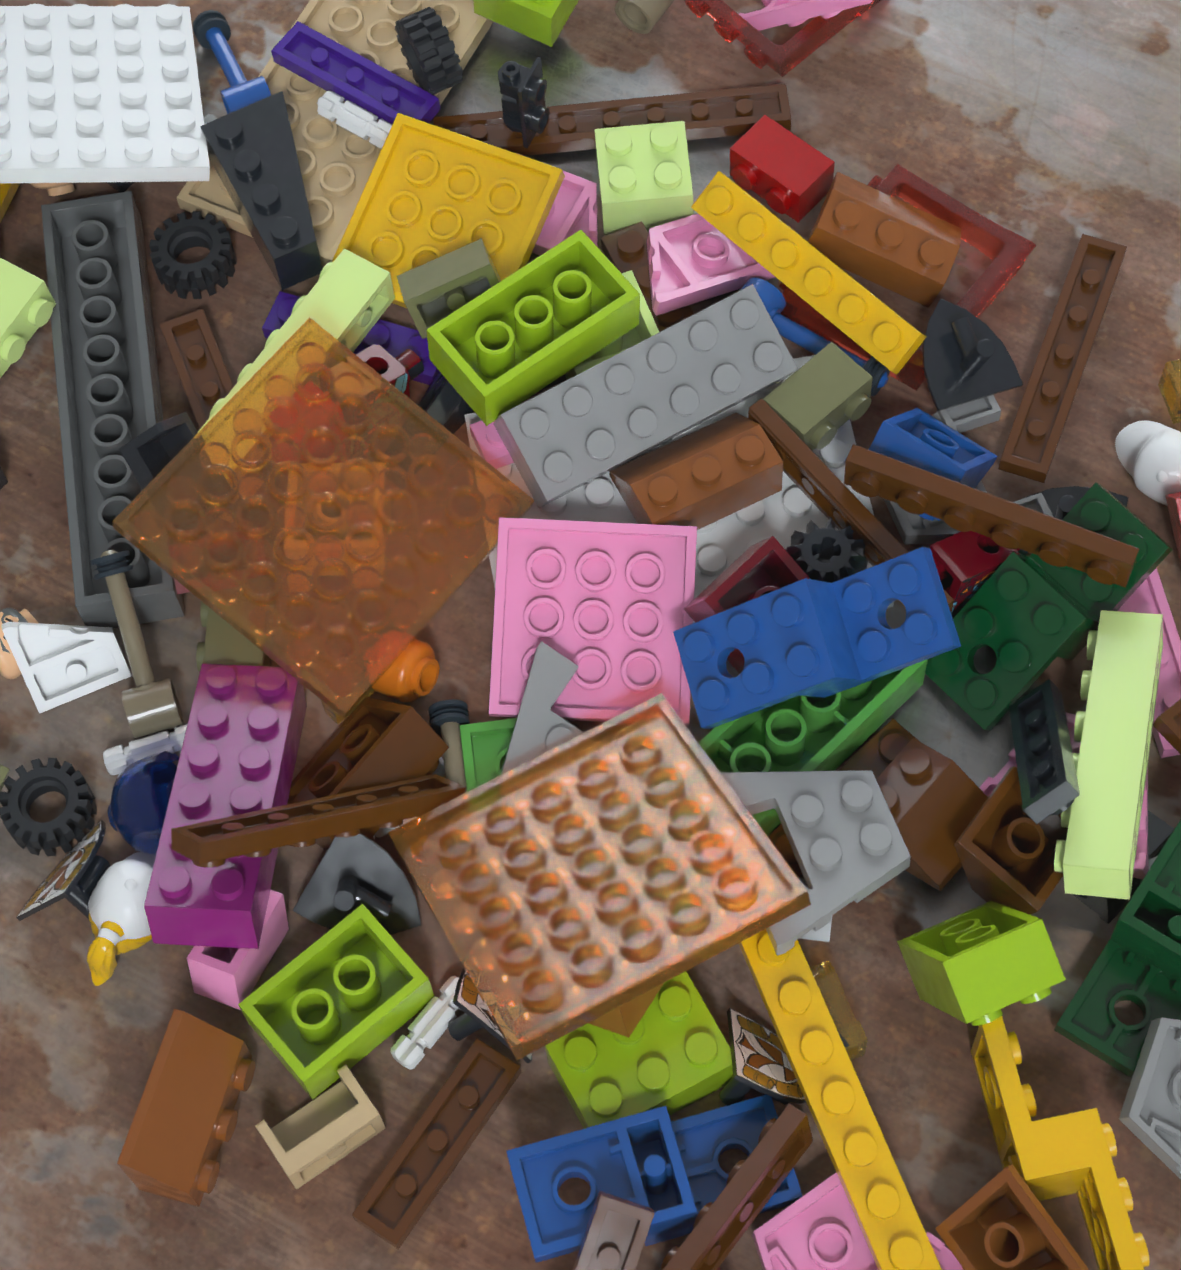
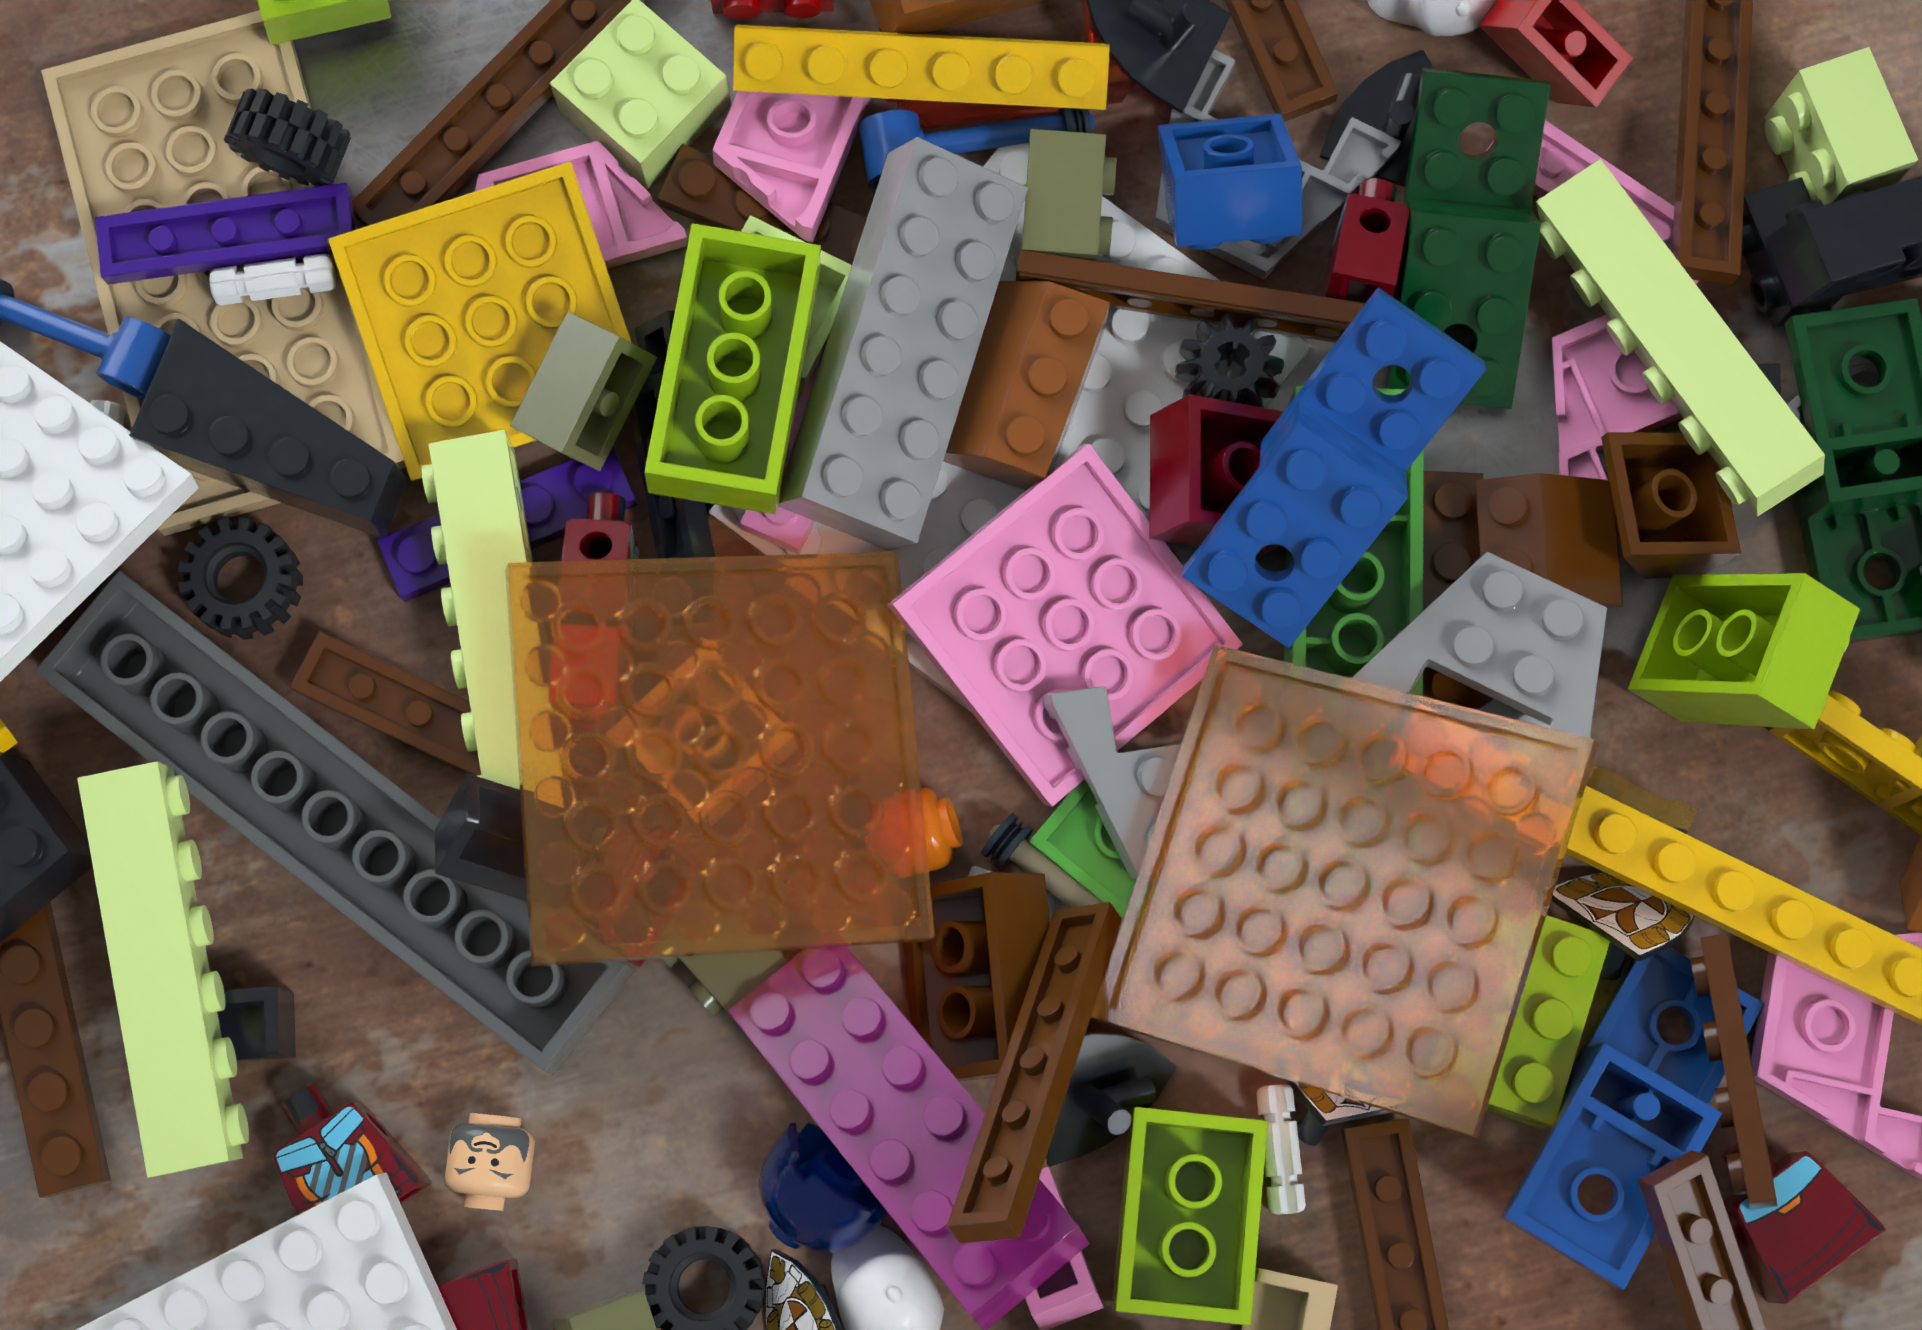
camera: 50 degrees left, 15 degrees up
(65, 660) = (572, 1128): white wing -> none
(119, 757) = (745, 1134): white axle -> none
(152, 703) = (700, 1090): dark tan piece -> none
(524, 99) = (449, 113): black hinge -> none
(991, 516) = (1386, 189): reddish brown plate -> none
(1043, 752) = (1624, 395): black plate -> none

